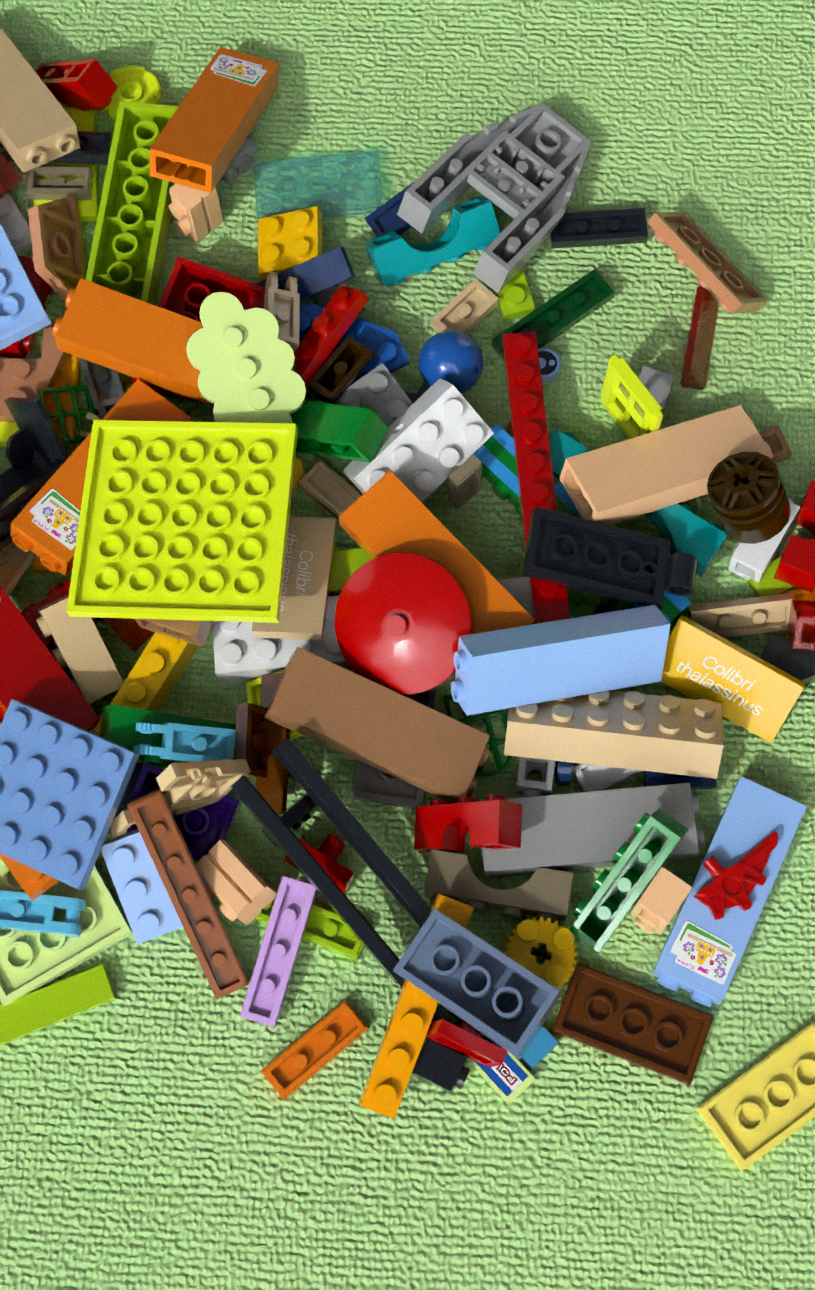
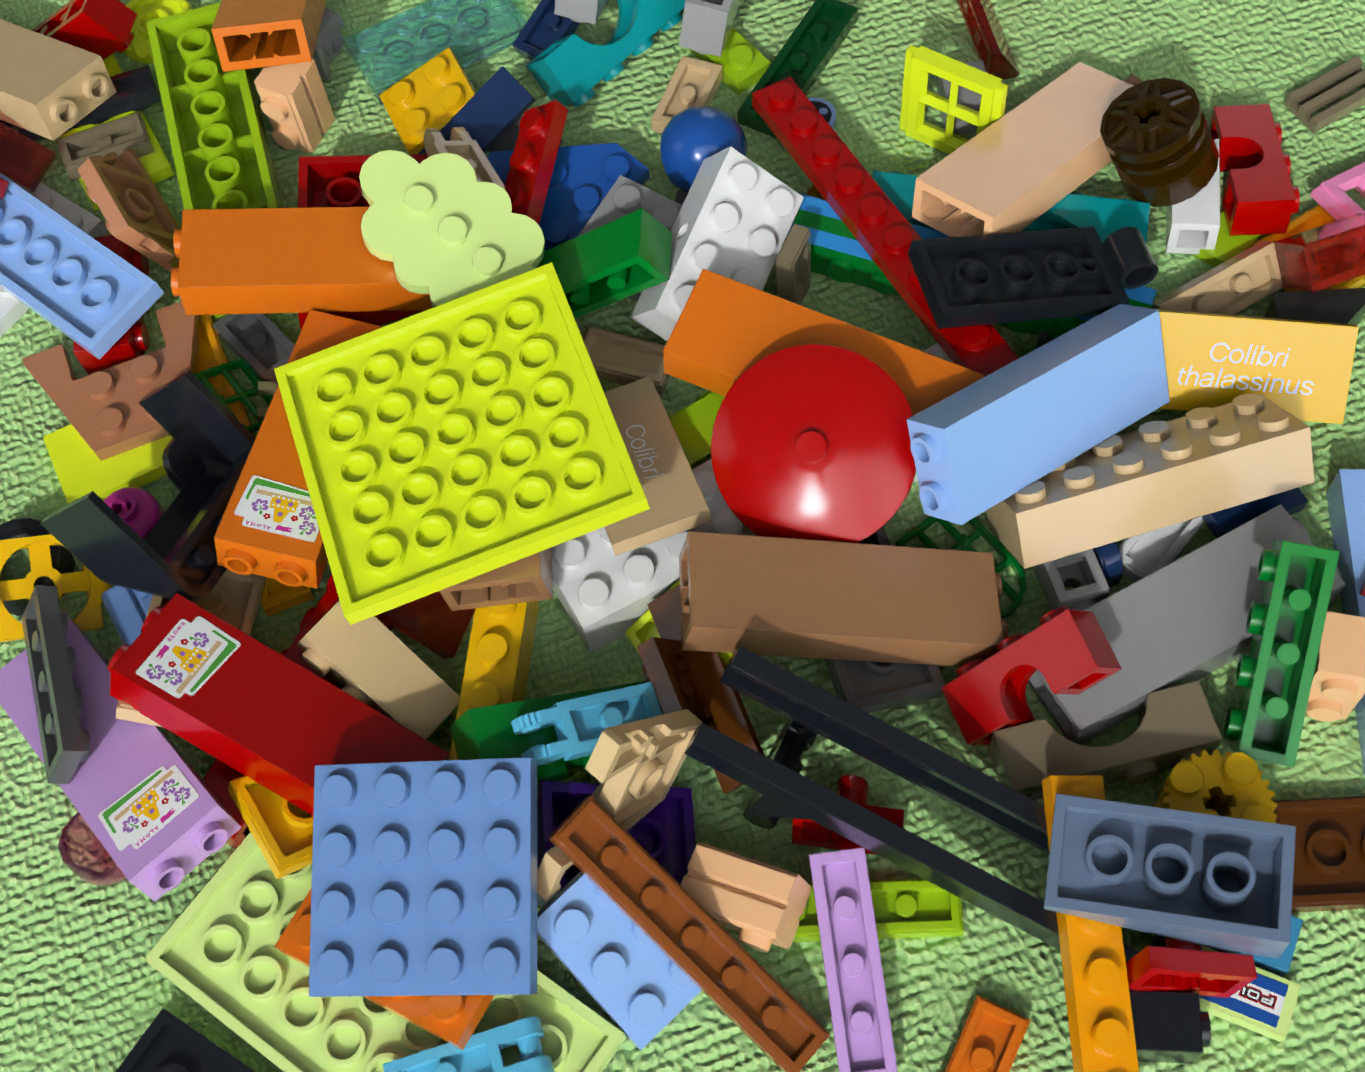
camera: 20 degrees left, 10 degrees down
(340, 370) = (570, 201): dark brown slope -> none

